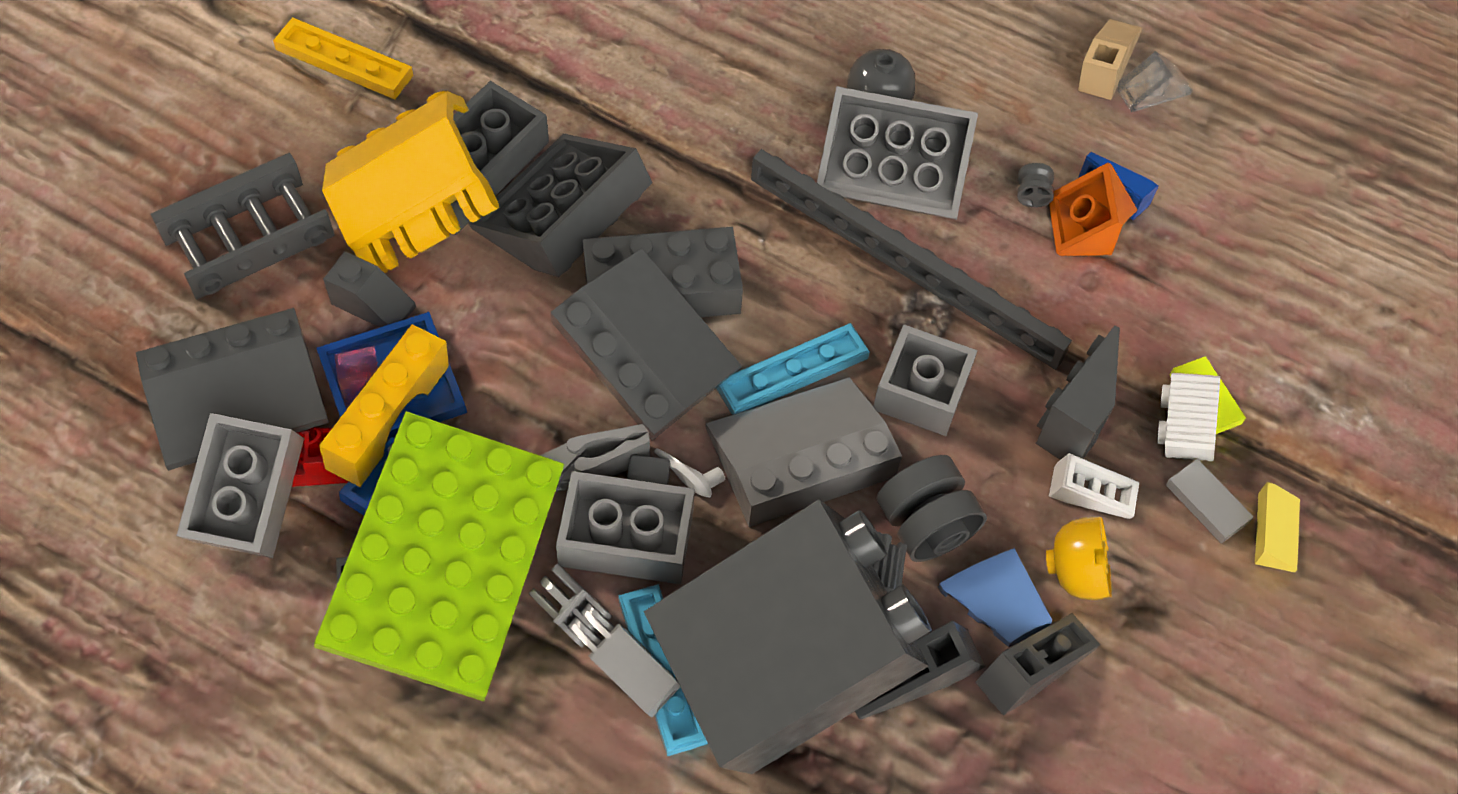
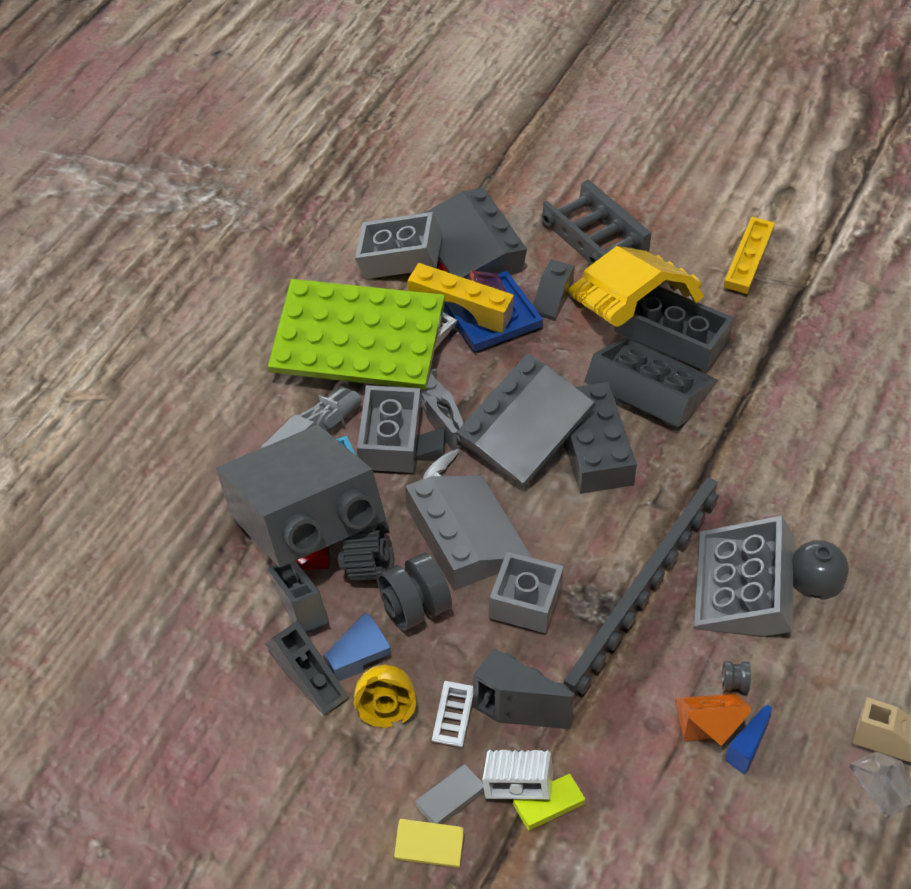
camera: 90 degrees right, 10 degrees down
(793, 369) = (534, 523): medium azure tile -> none

